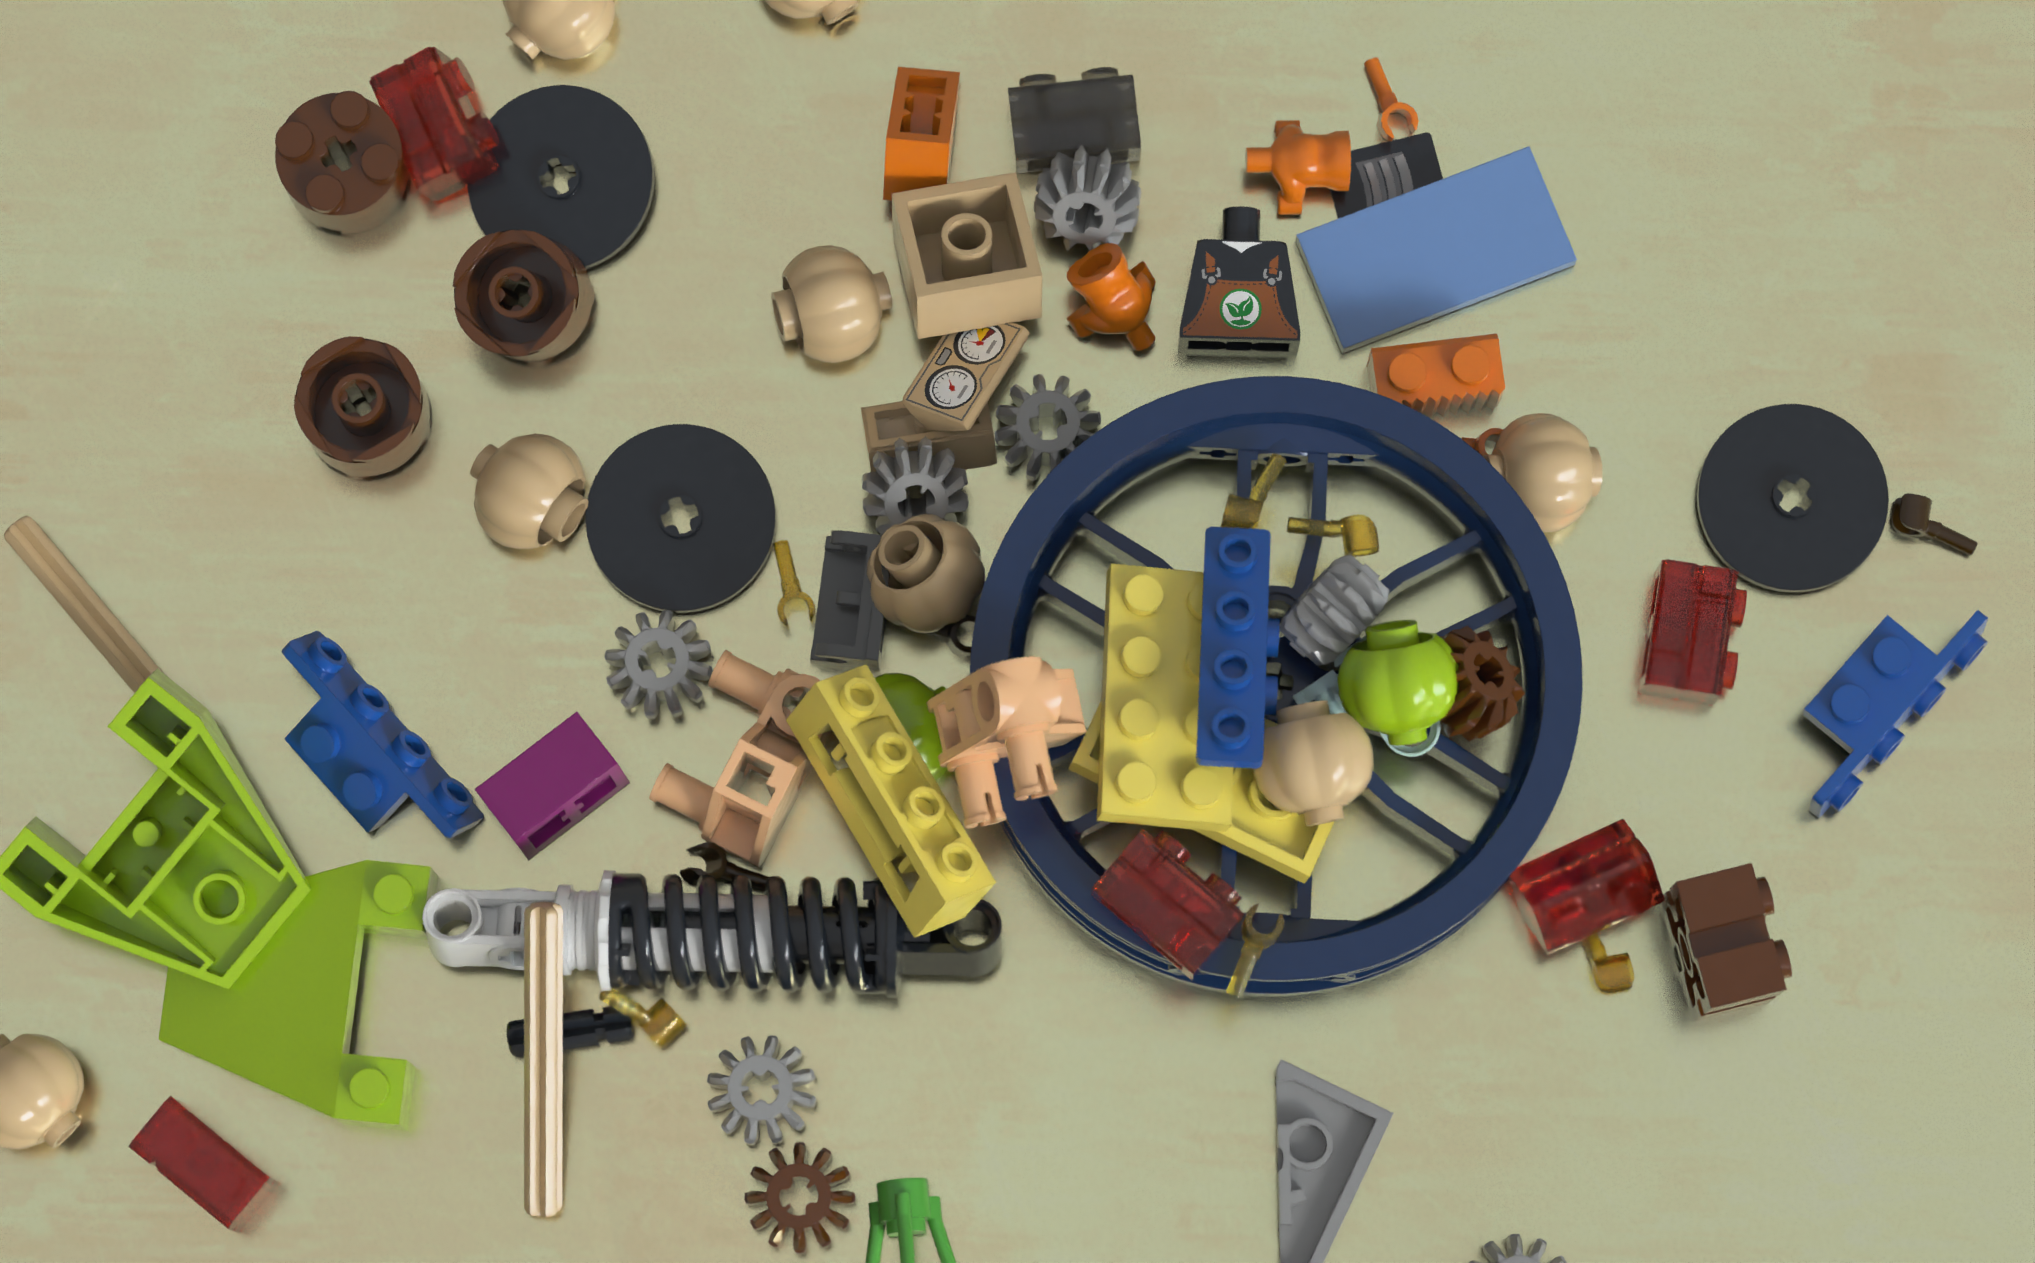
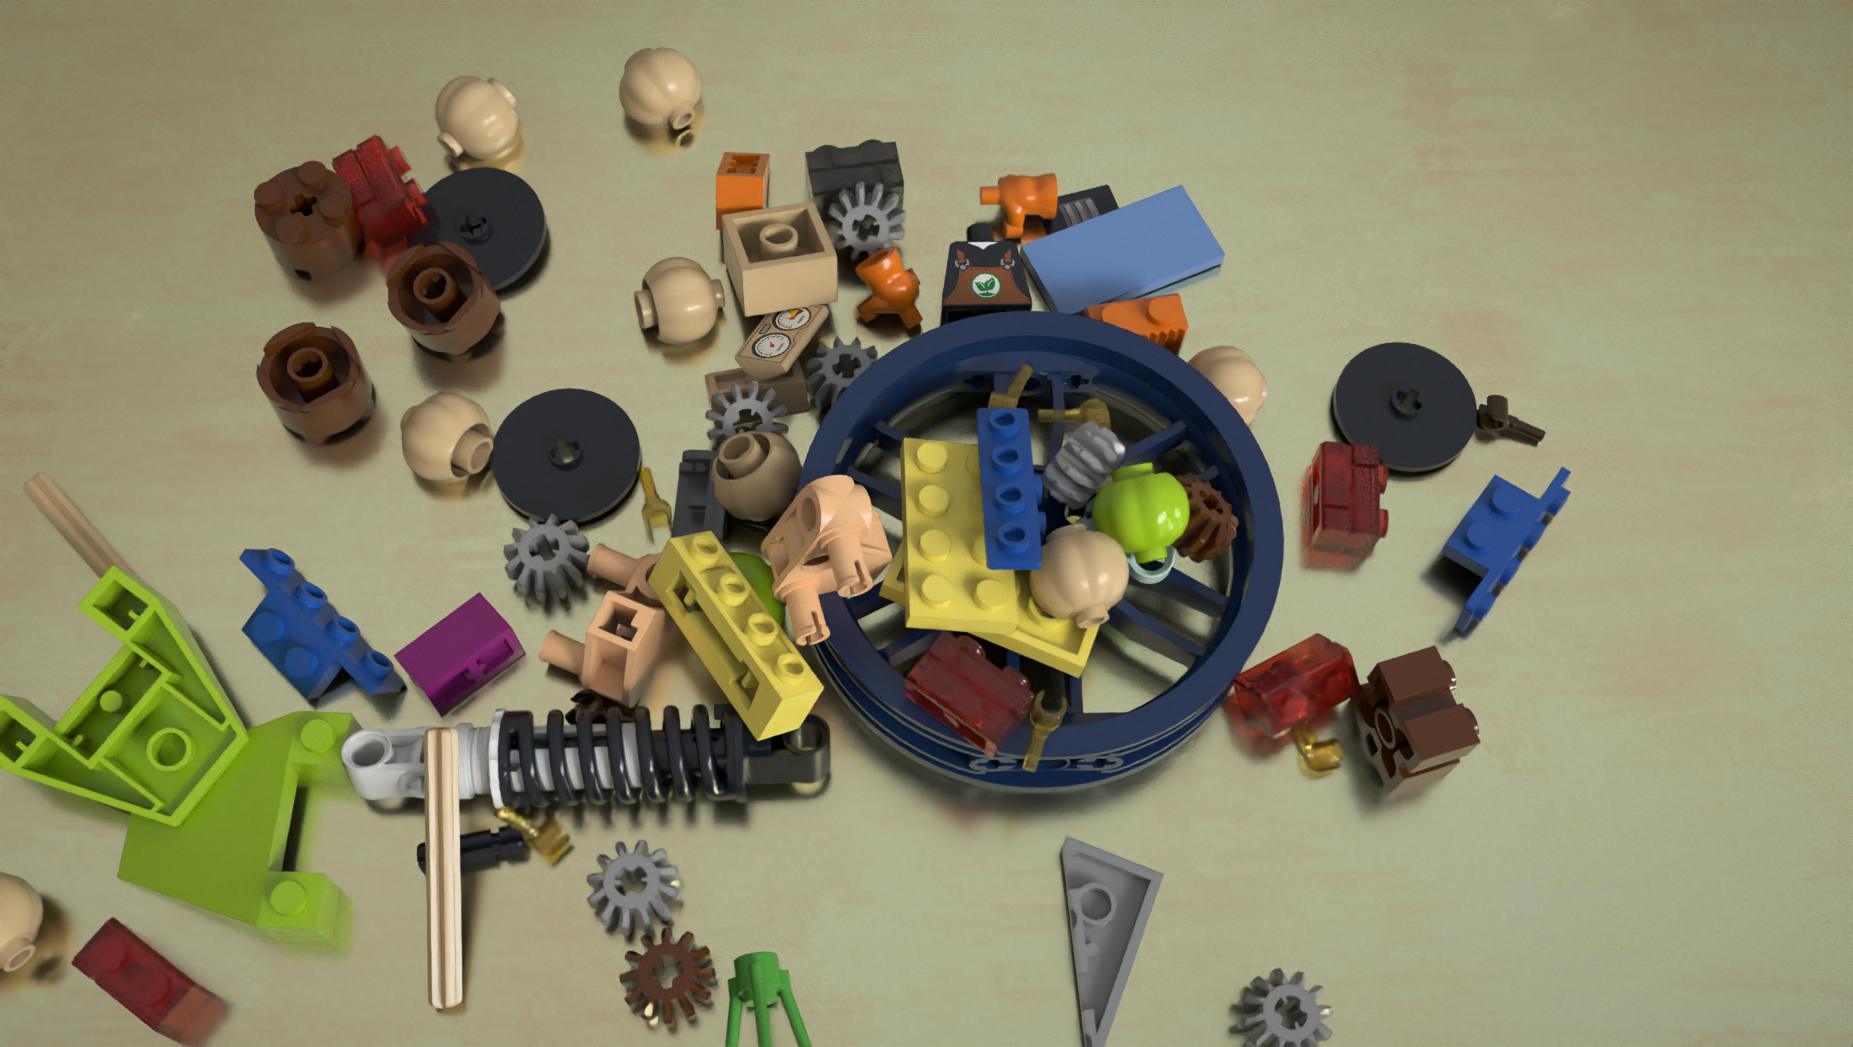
camera: 10 degrees left, 15 degrees down
(1388, 100) = (1079, 165): orange hand -> none

